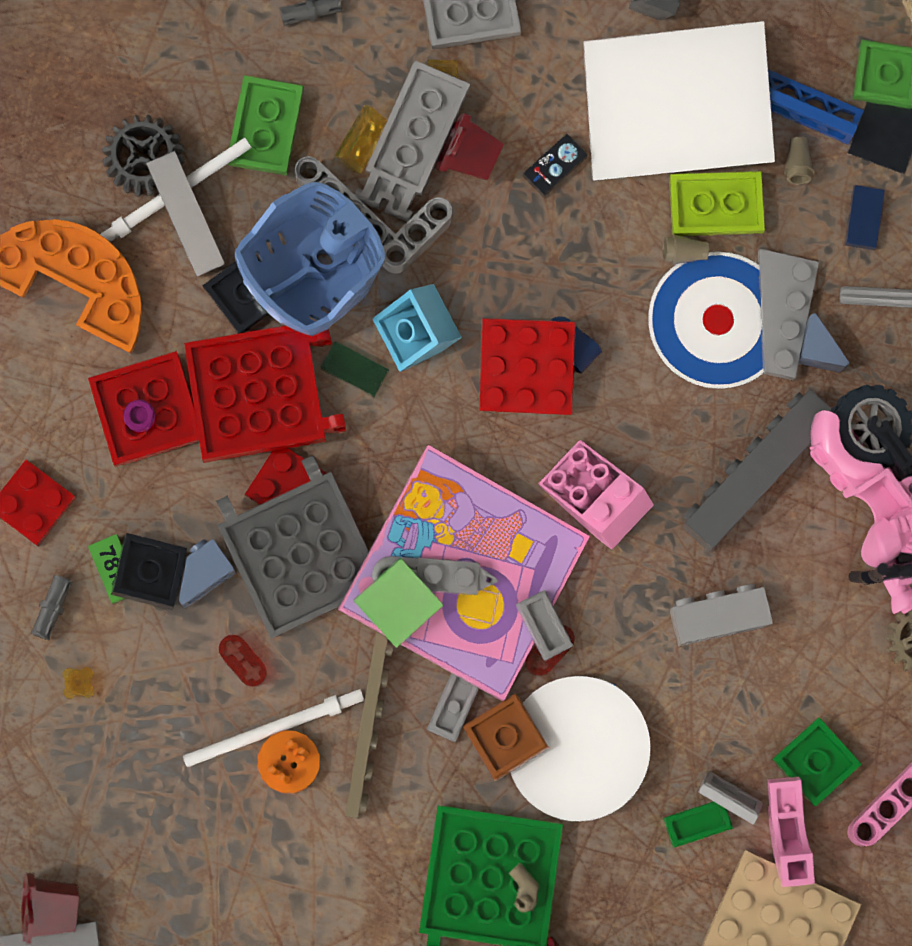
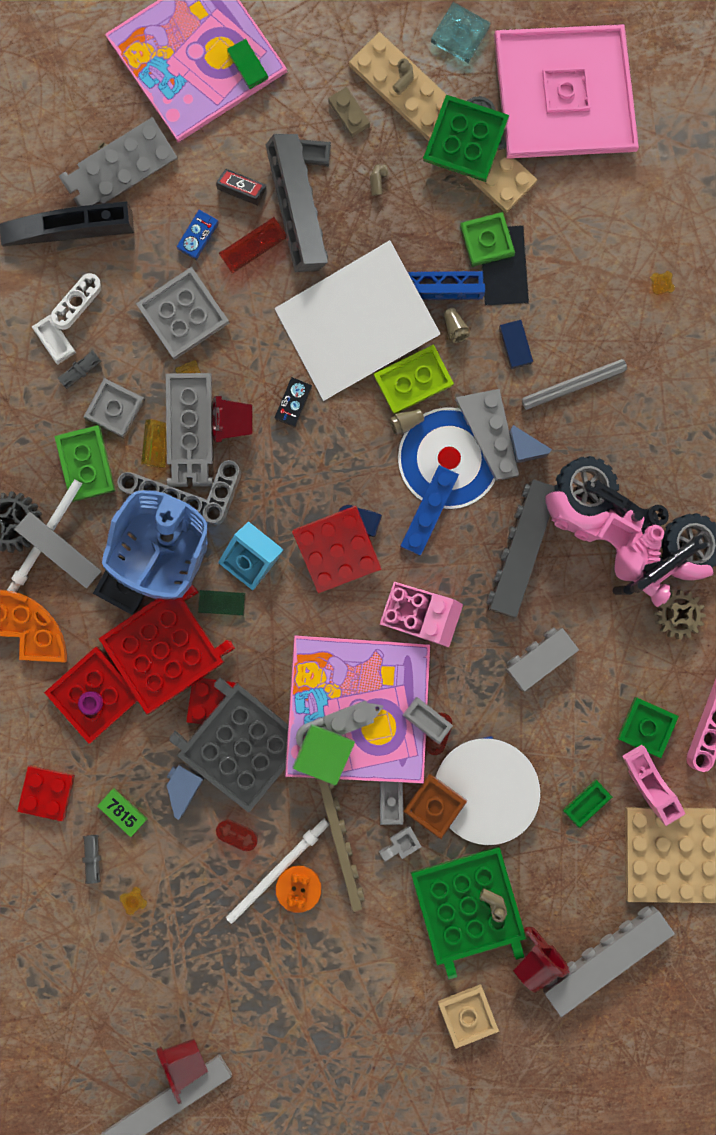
camera: 20 degrees left, 5 degrees up
(149, 571) = (145, 805): black plate -> none
(331, 74) = (114, 408): none -> light grey tile
(445, 765) = (403, 843): none -> light grey plate
(664, 372) = (429, 510): none -> blue plate
(730, 797) = (602, 778): light grey tile -> none

